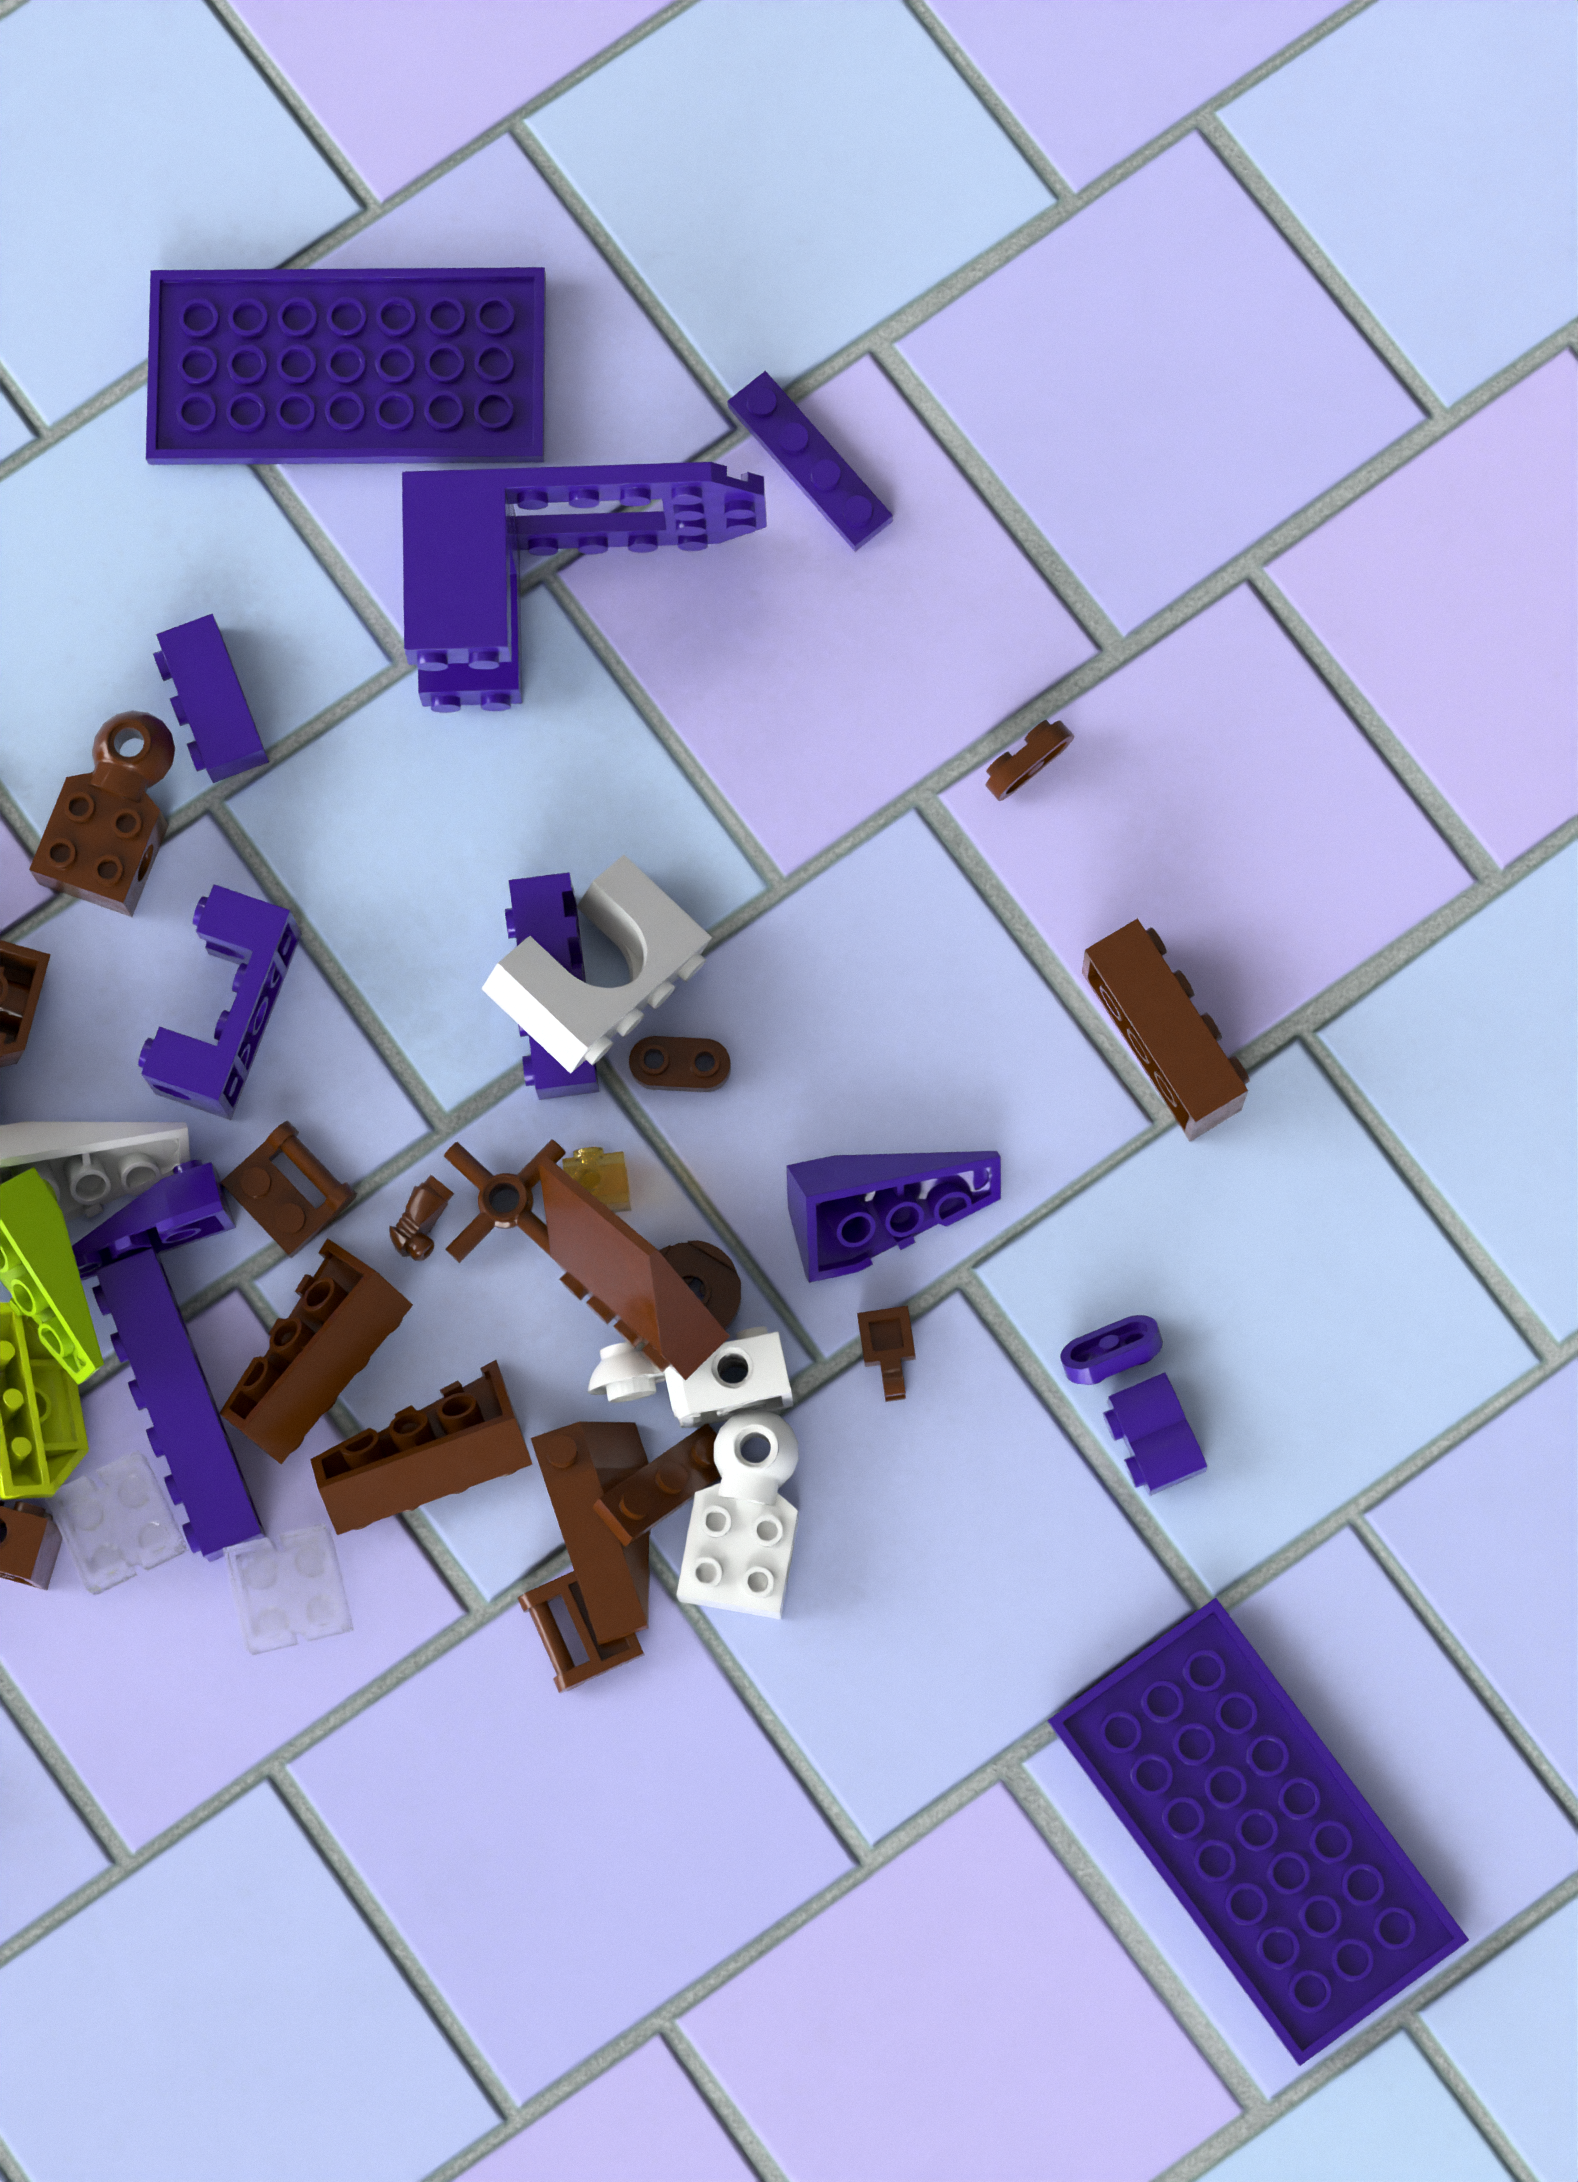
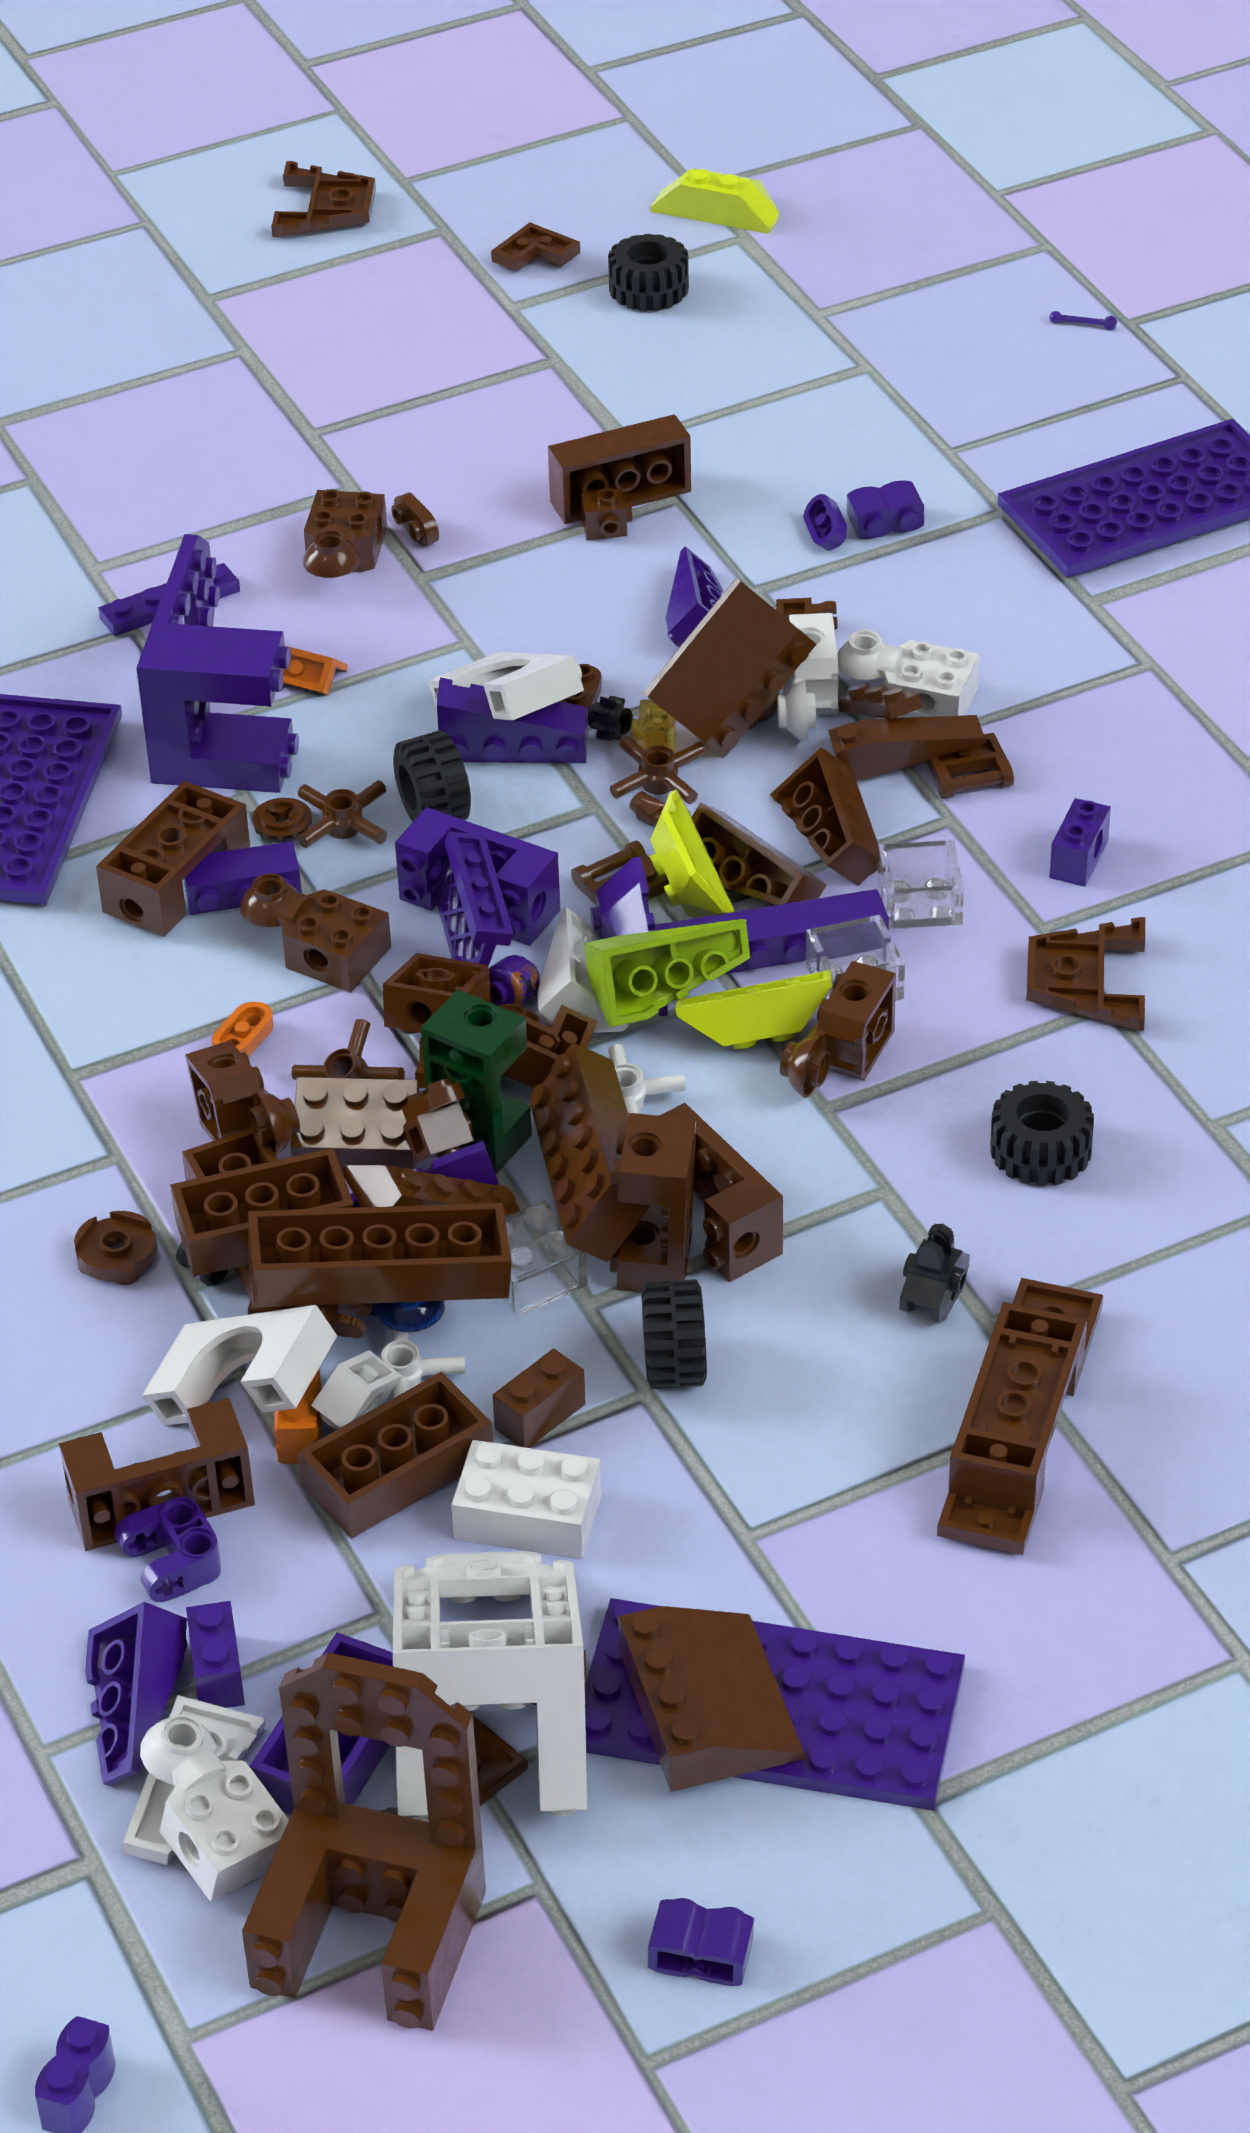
camera: 85 degrees left, 35 degrees down
(48, 1084) = (513, 981): none -> dark purple head
(126, 1011) = (472, 901): none -> dark purple fence
(162, 1808) = (1068, 972): none -> reddish brown wing
(258, 622) = (146, 869): none -> reddish brown plate
(270, 1282) = (686, 863): none -> neon yellow wedge
(341, 702) = (279, 810): none -> reddish brown gear
(372, 812) = (342, 814): none -> reddish brown bar
(394, 904) = (431, 776): none -> black tyre
(419, 1797) = (1080, 842): none -> dark purple brick
(598, 1117) = (610, 718): none -> black gear
(676, 677) = (311, 671): none -> orange panel
(962, 663) = (344, 532): none -> reddish brown brick
(1080, 1028) = (605, 514): none -> reddish brown brick

